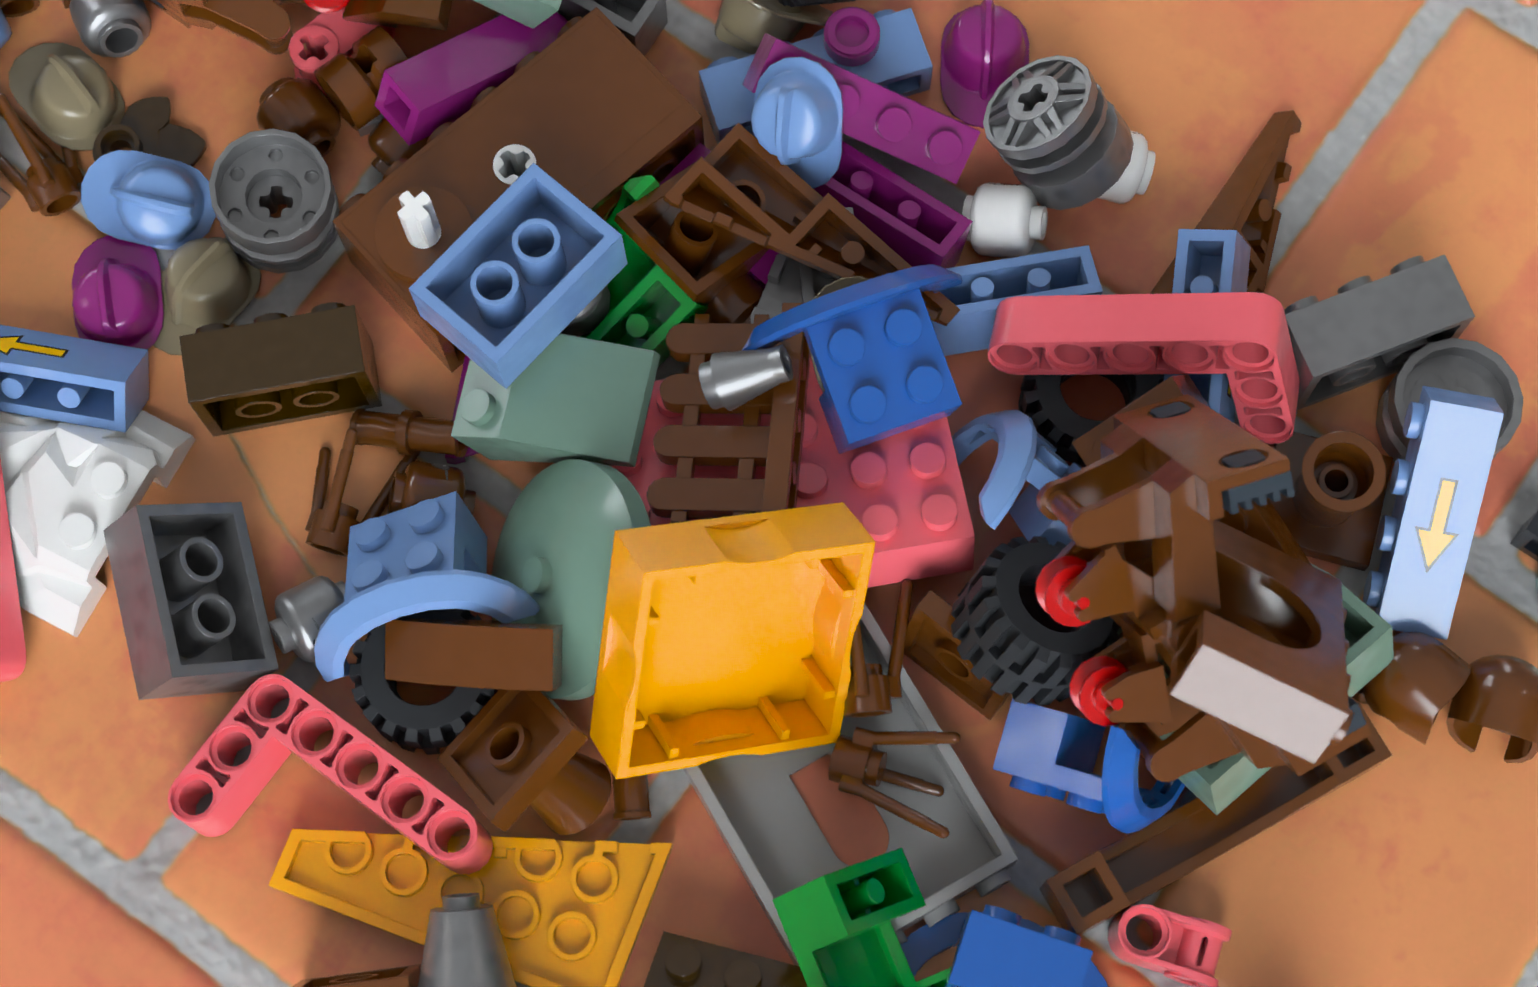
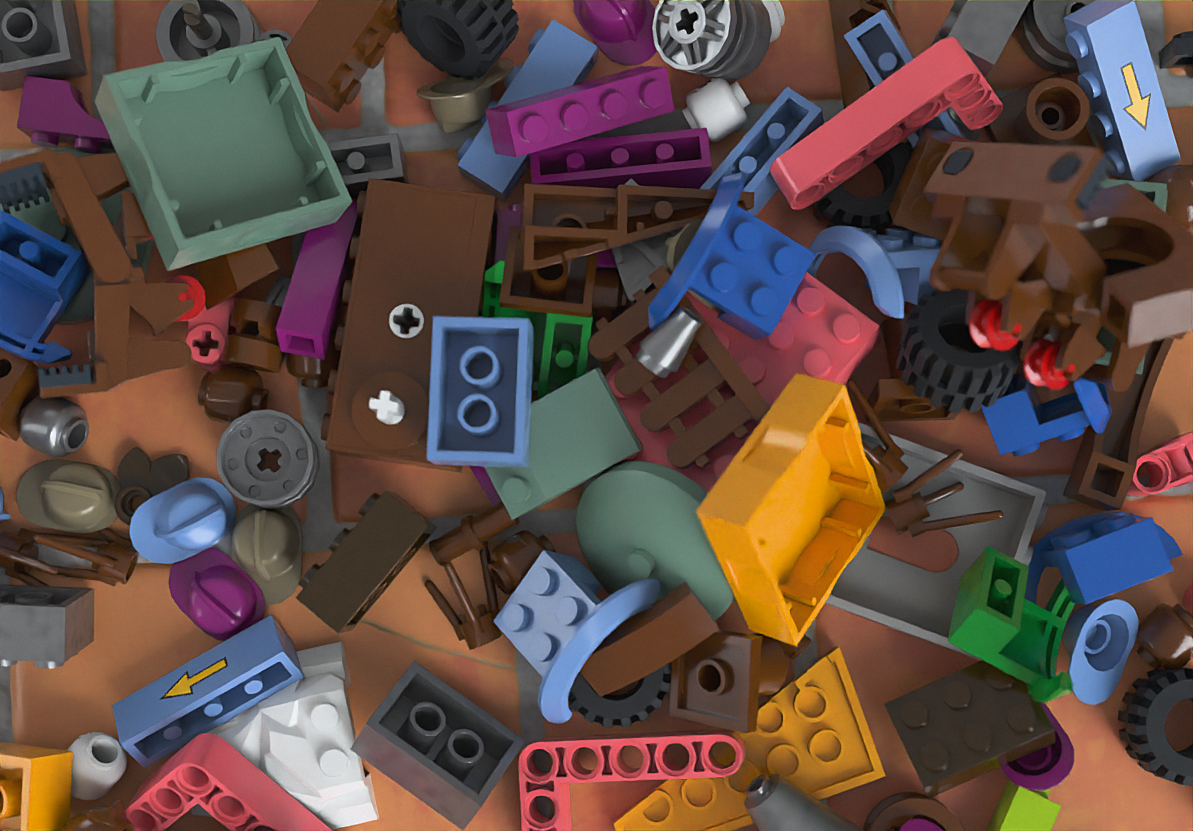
camera: 40 degrees left, 10 degrees up
(301, 614) = (515, 692): flat silver head -> none
(800, 118) = (559, 150): medium blue piece -> none
(851, 36) = (534, 67): magenta tile -> none

